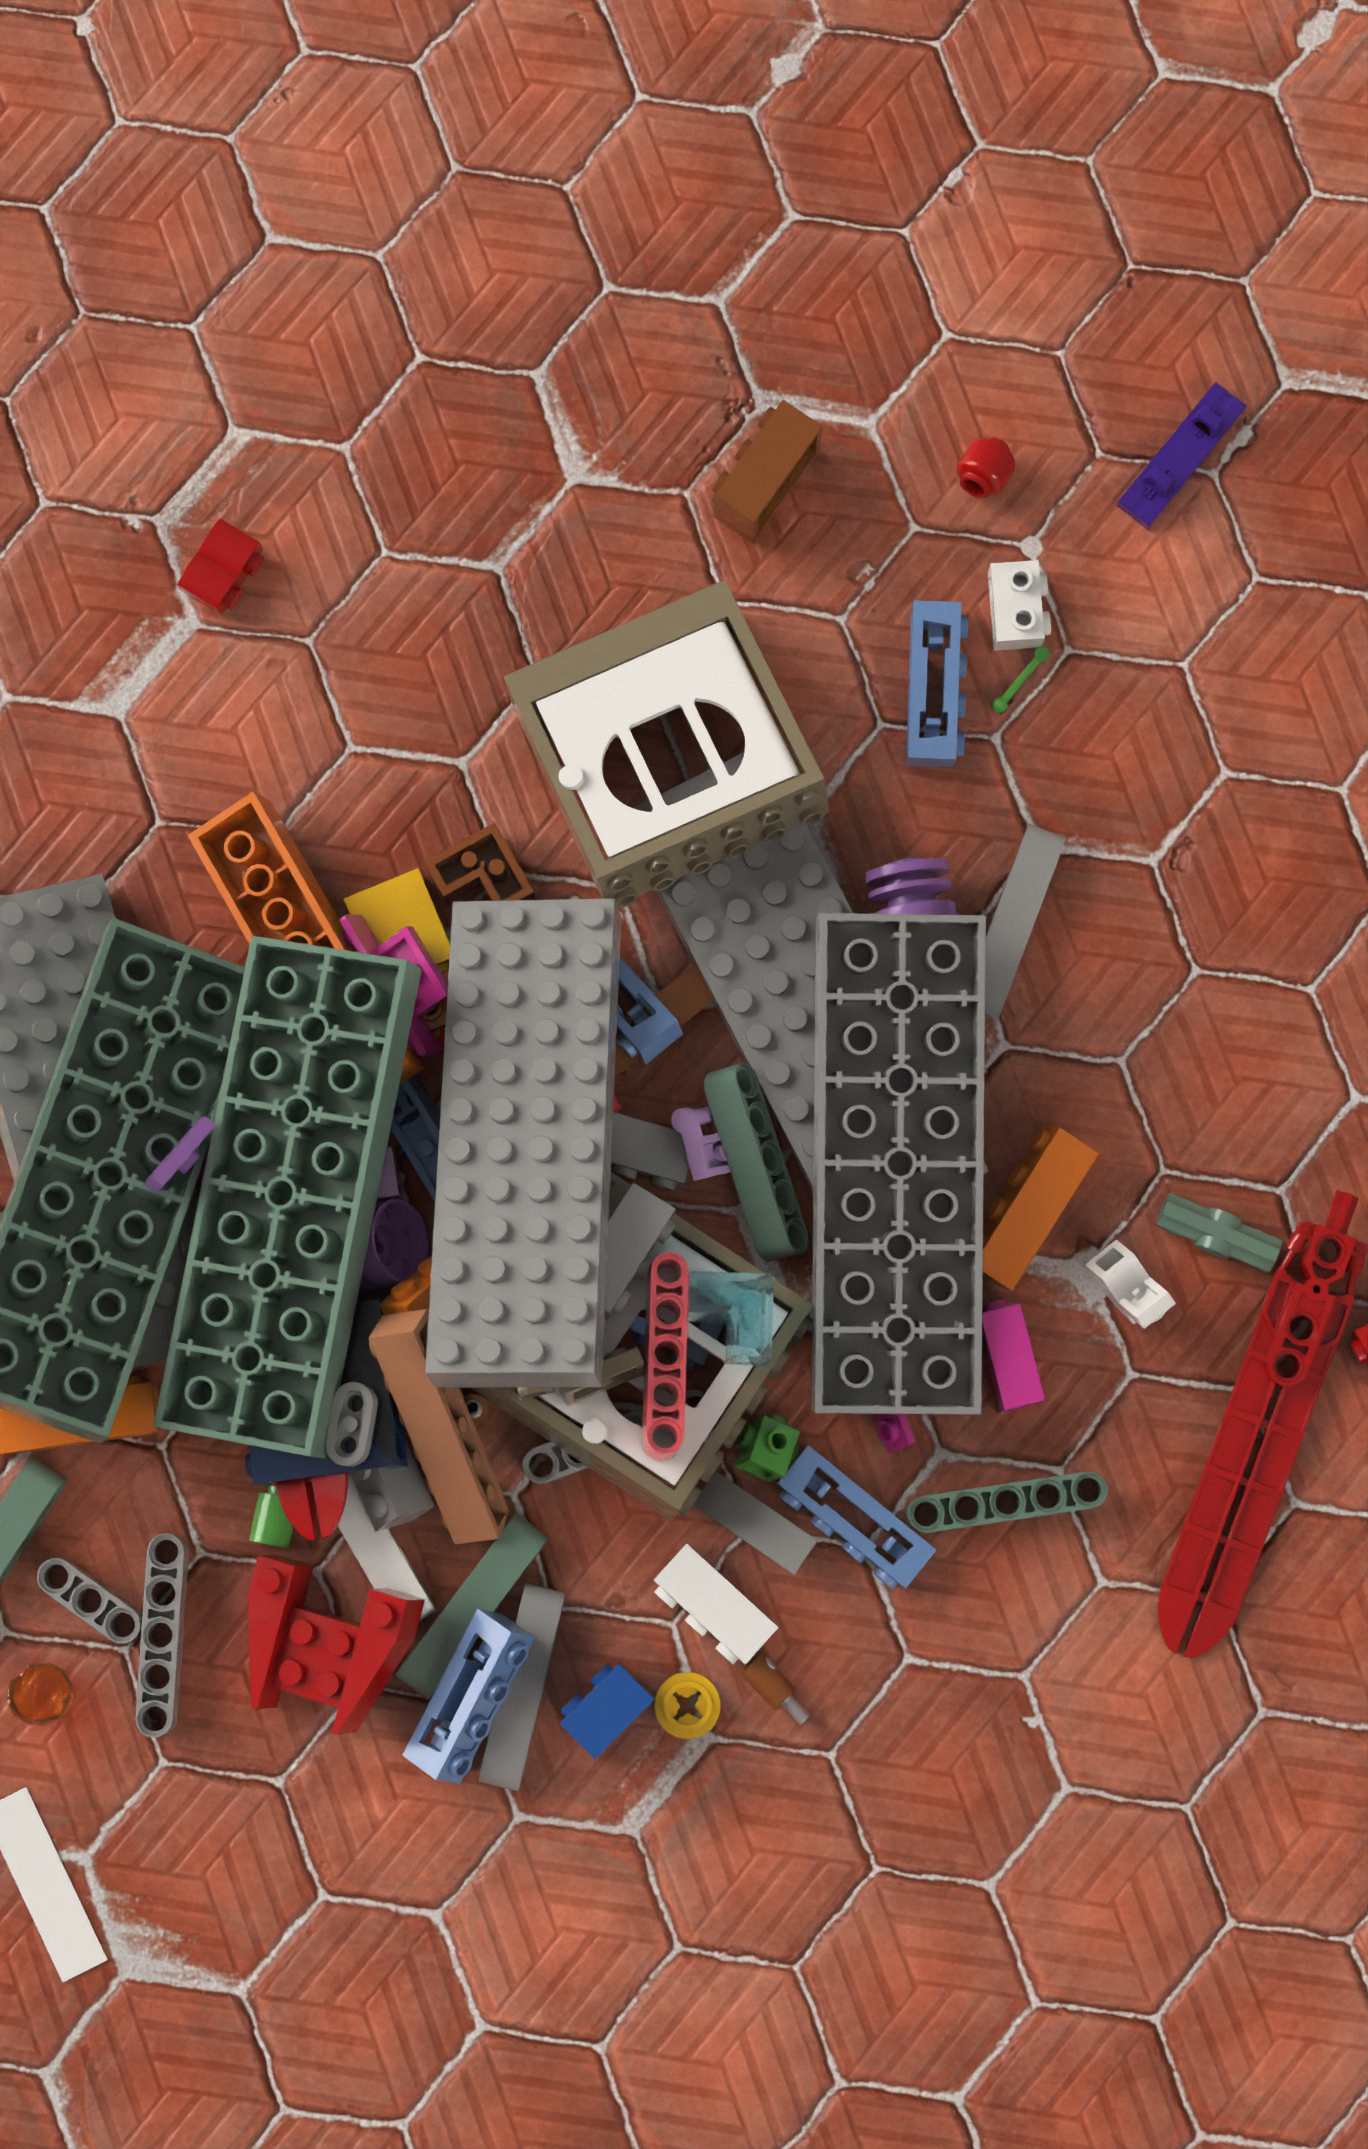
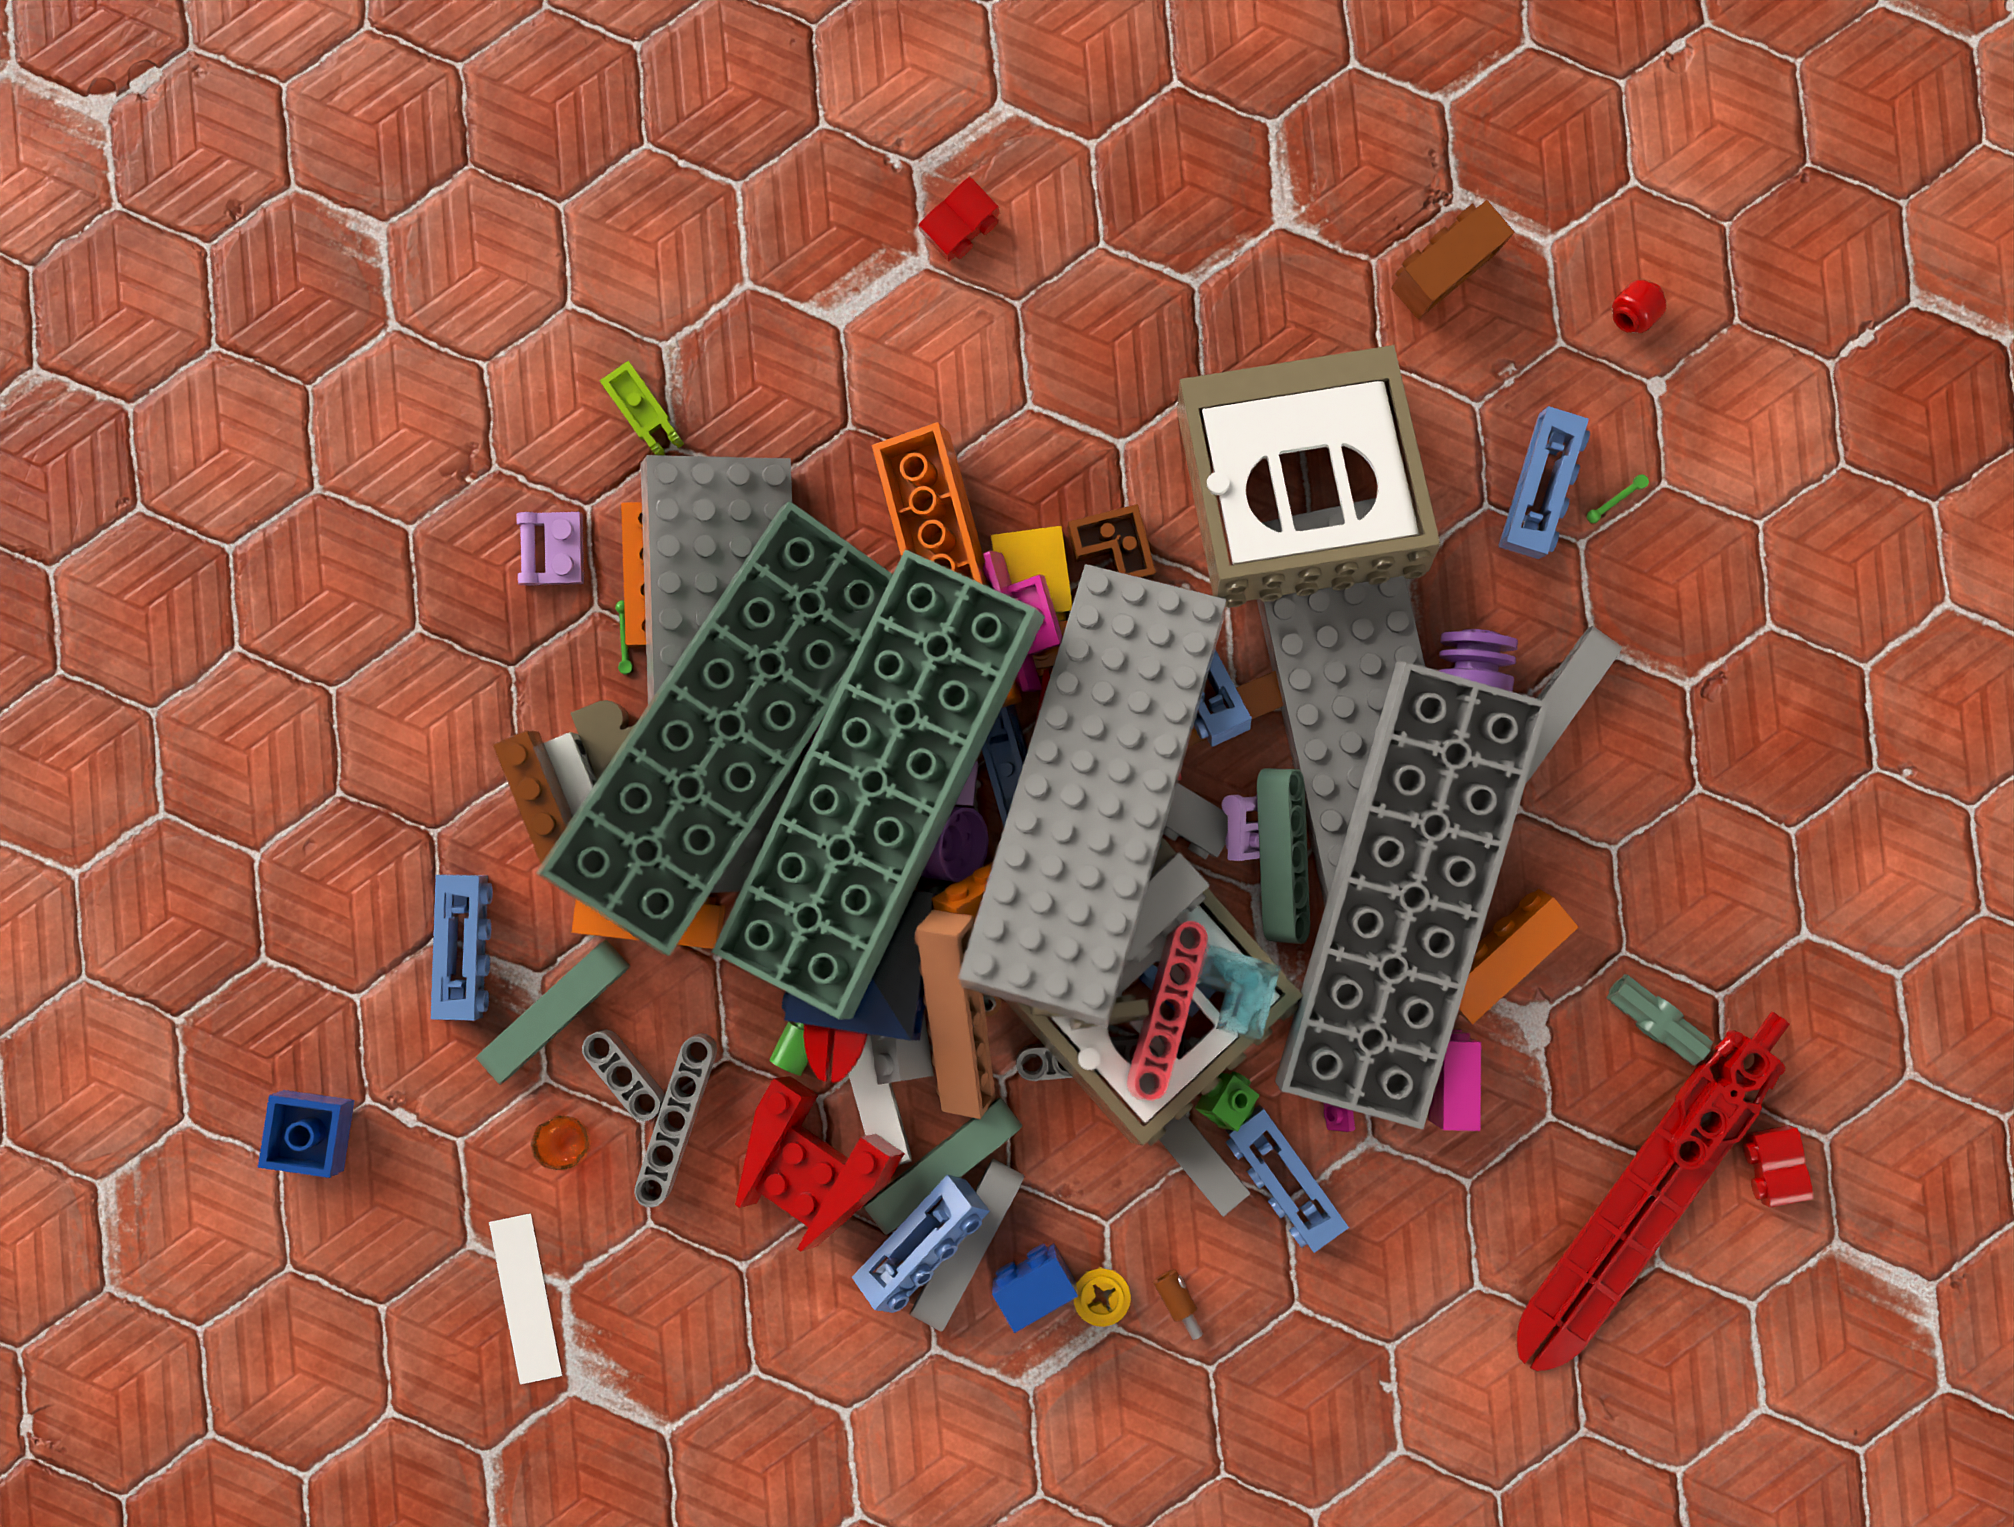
camera: 15 degrees right, 5 degrees up
(181, 1156) = (794, 726): medium lavender plate -> none
(347, 1424) = (882, 995): light grey plate -> none
(714, 1605) = (1147, 1220): white brick -> none
(1017, 605) = (1634, 433): white brick -> none
(1026, 1502) = (1431, 1210): sand green beam -> none
(1129, 1285) = (1572, 1046): white brick -> none
(1181, 456) = (1808, 341): dark purple hinge -> none

